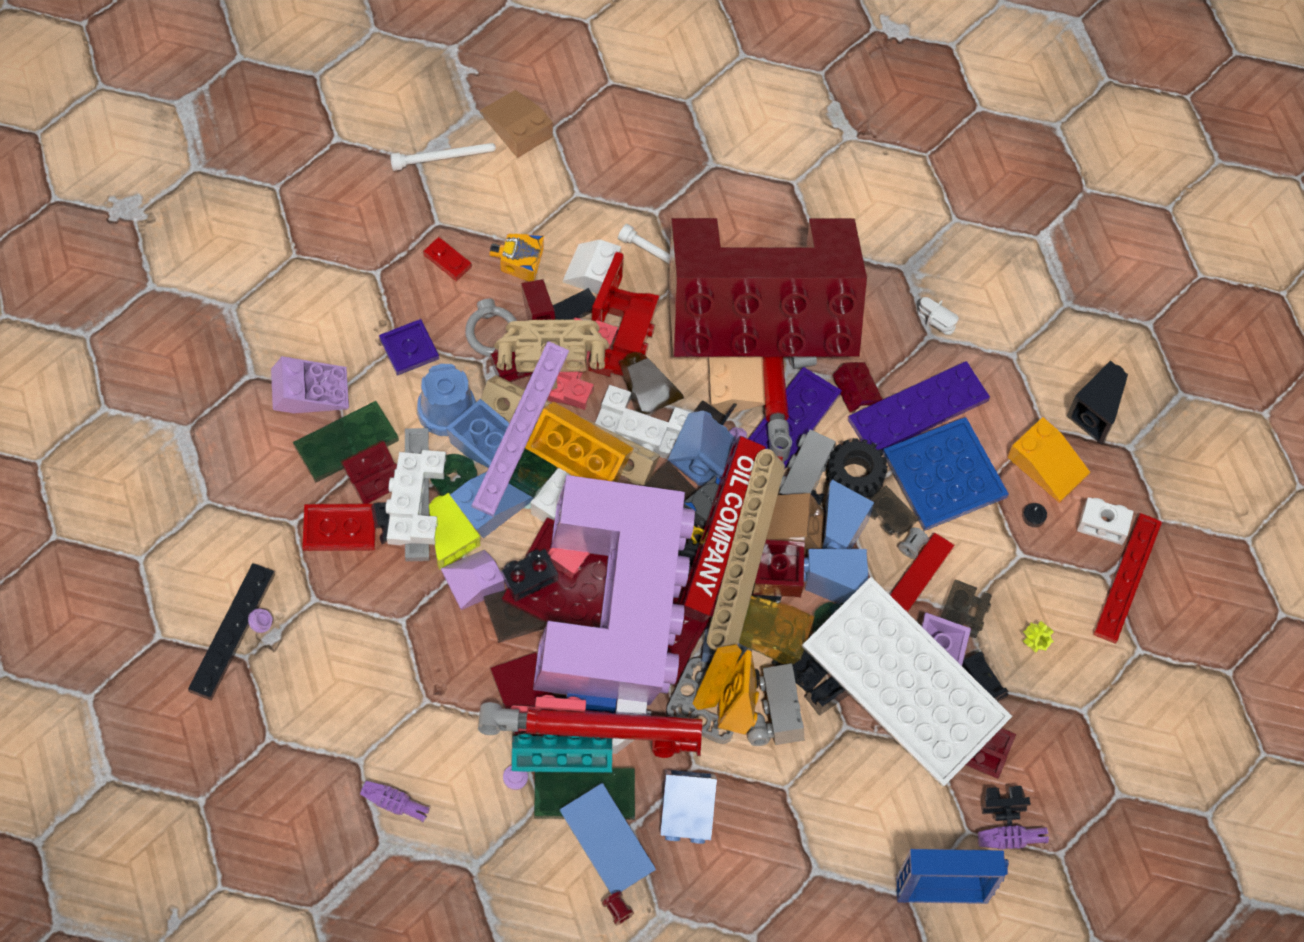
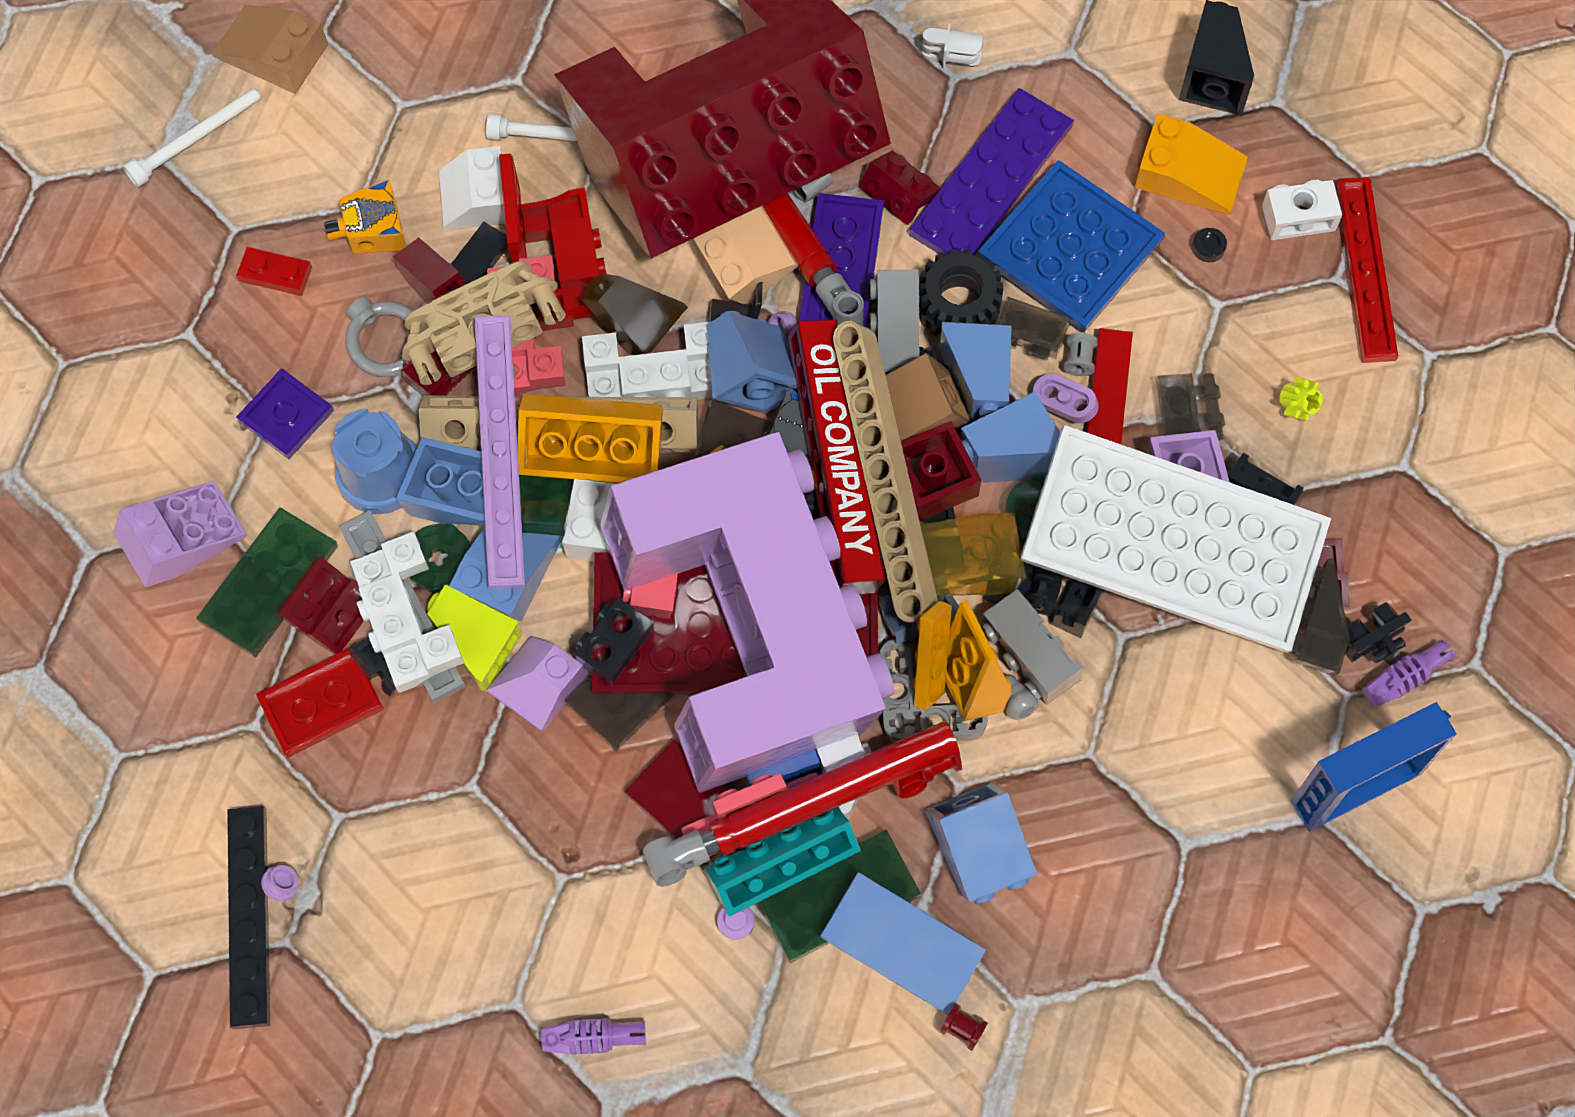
camera: 20 degrees left, 5 degrees up
(890, 566) = (1068, 398): none -> lavender plate
(971, 786) = (1326, 629): none -> clear smoke slope

